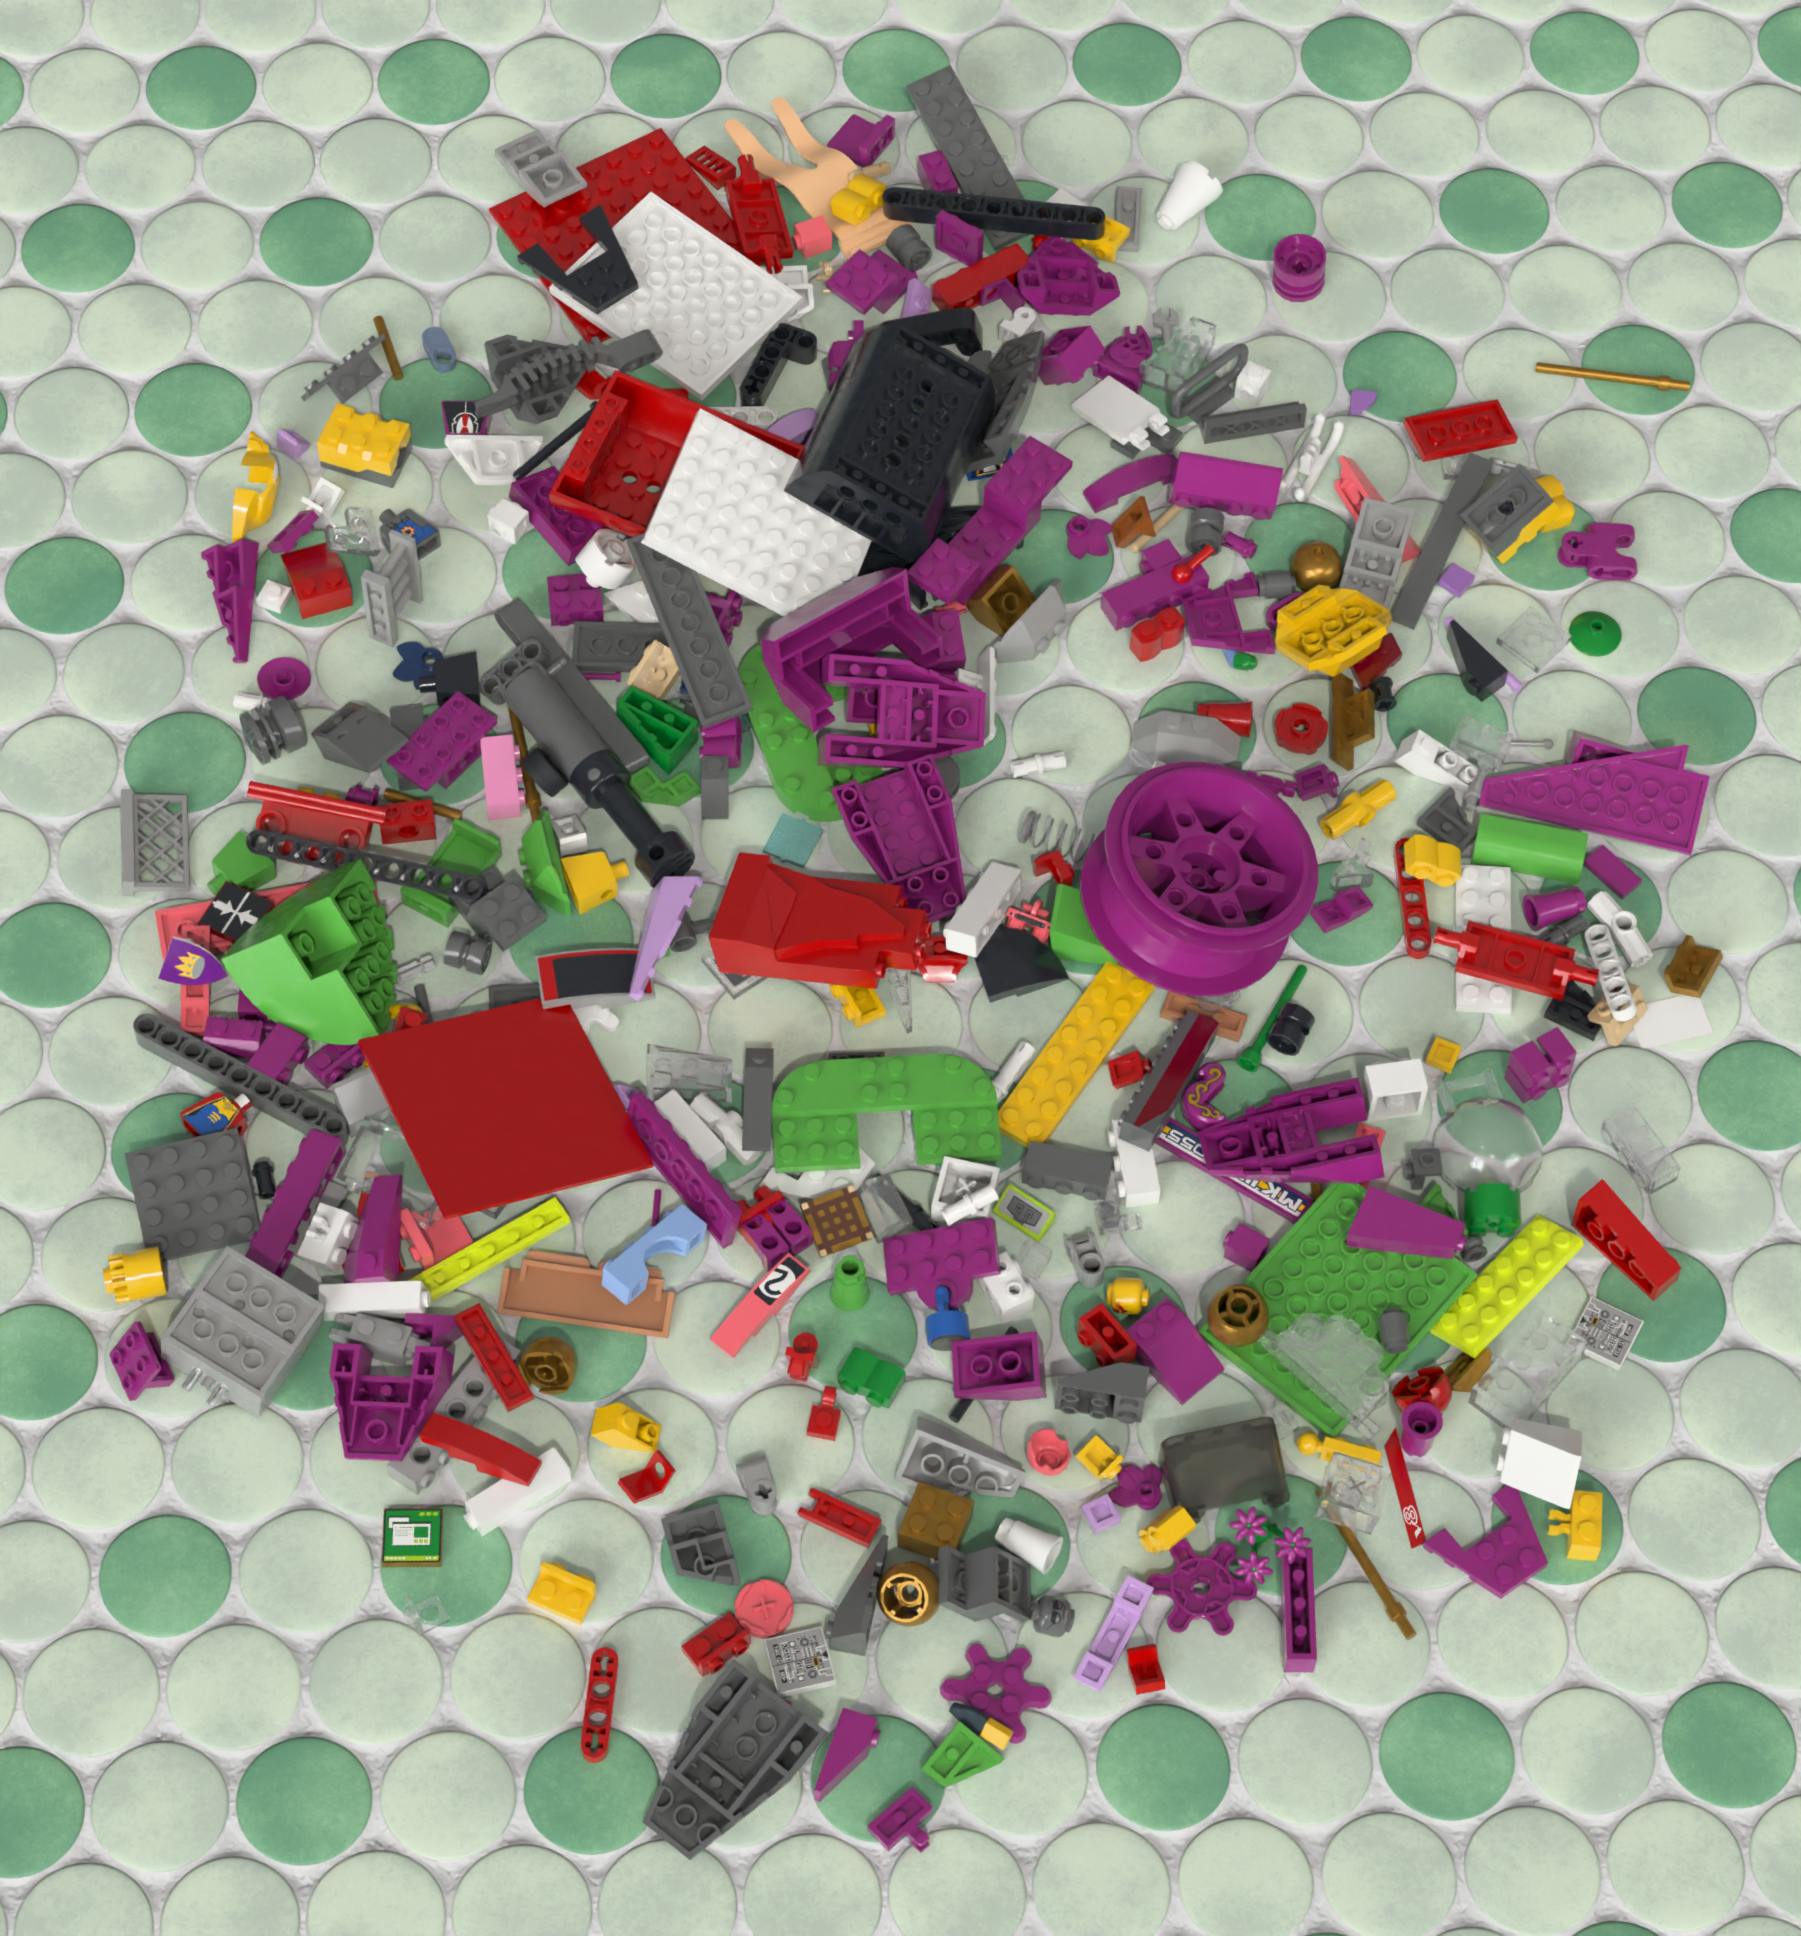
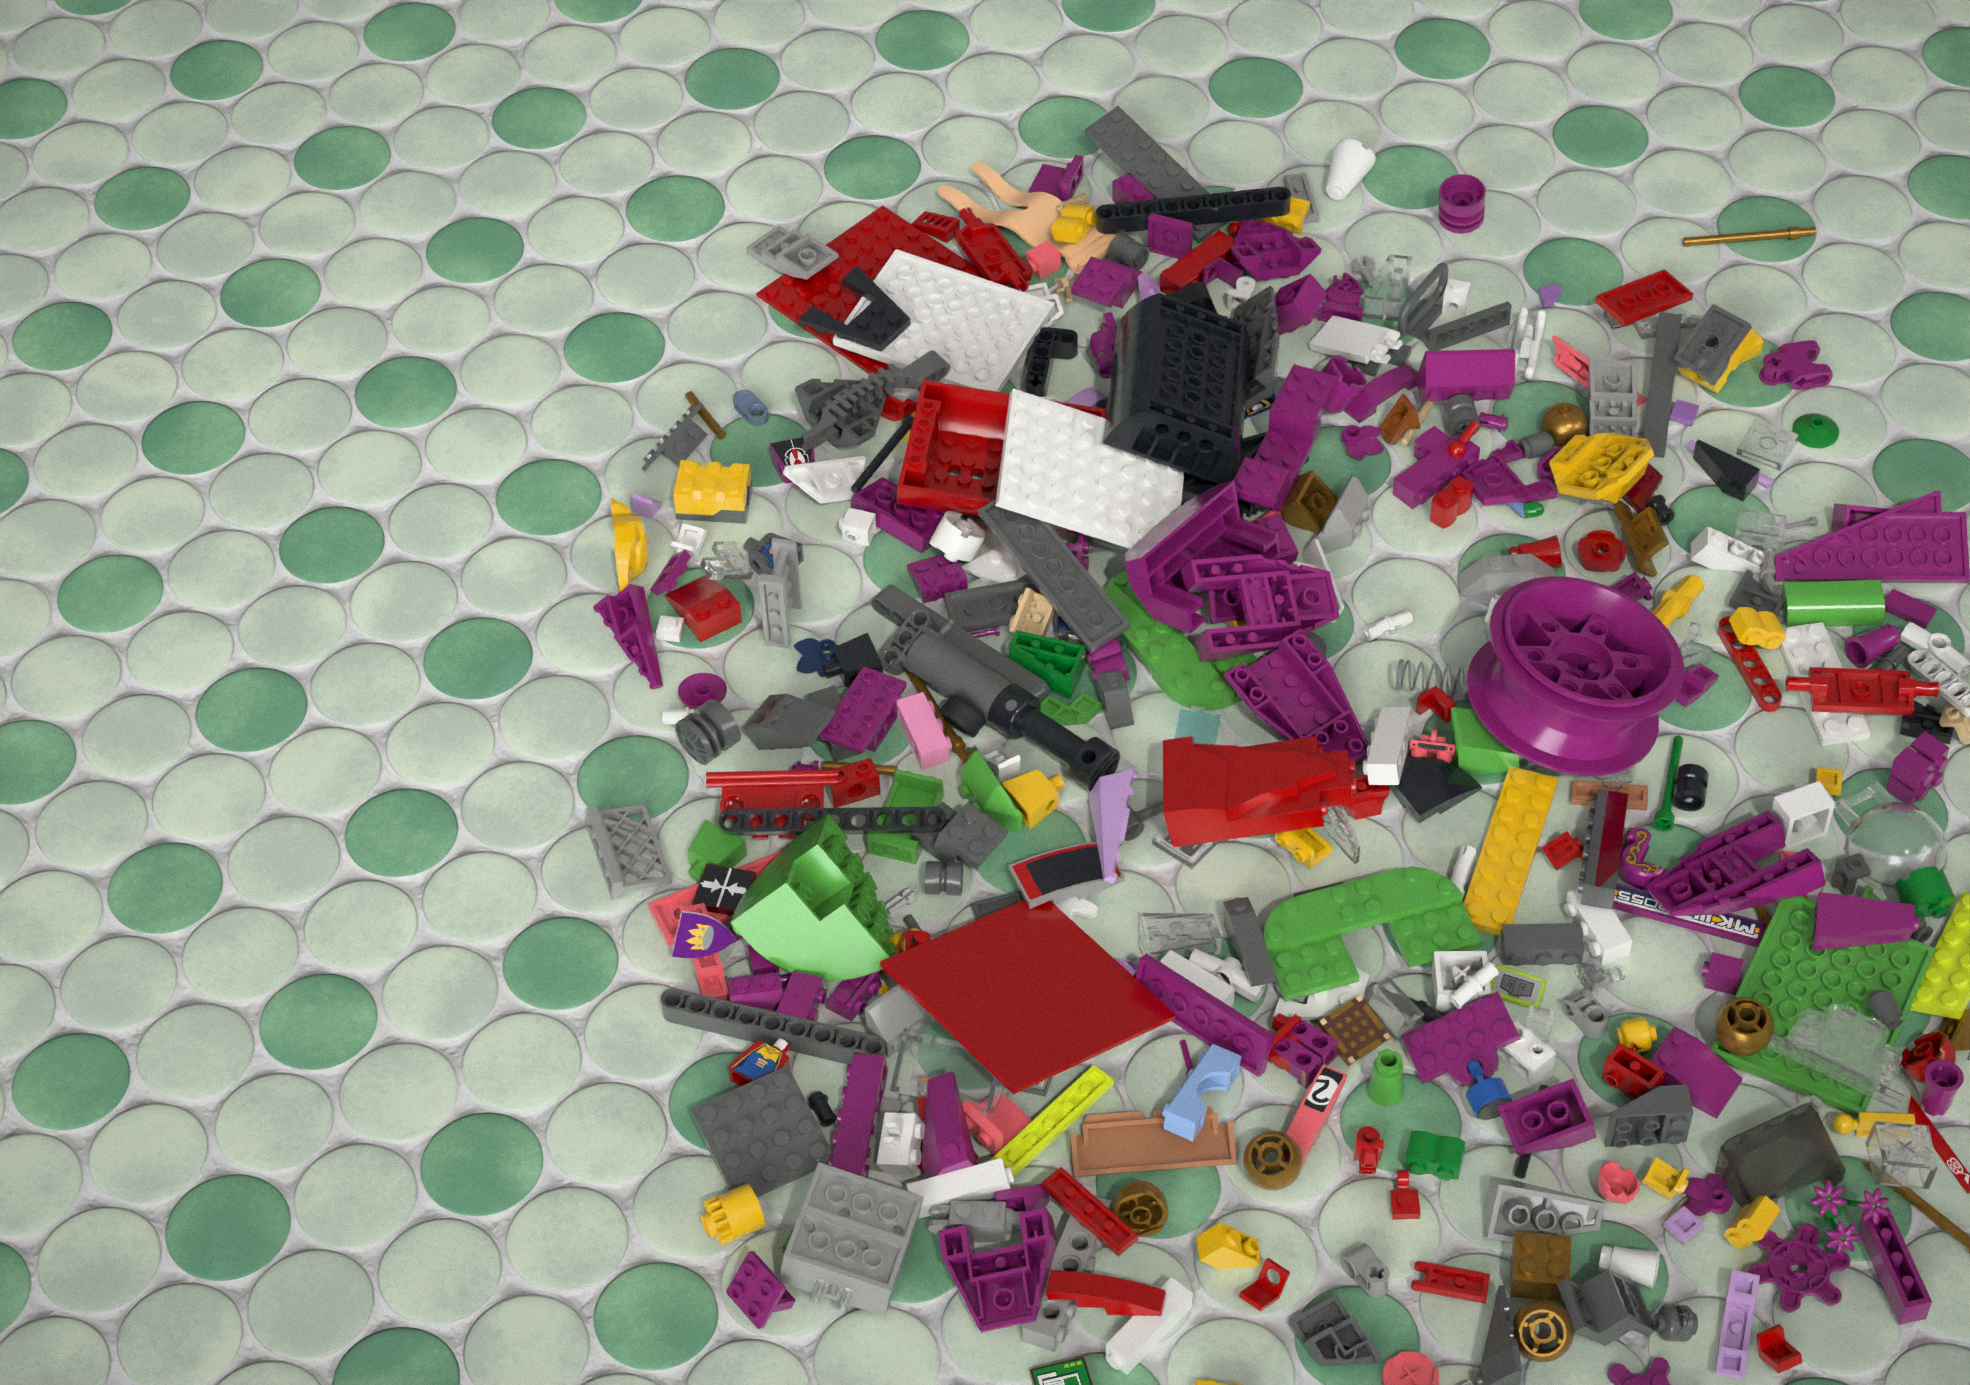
camera: 10 degrees left, 10 degrees down
(686, 1332) = (1272, 1142): none -> pearl gold wheel
(1088, 468) = (1349, 384): none -> magenta cylinder

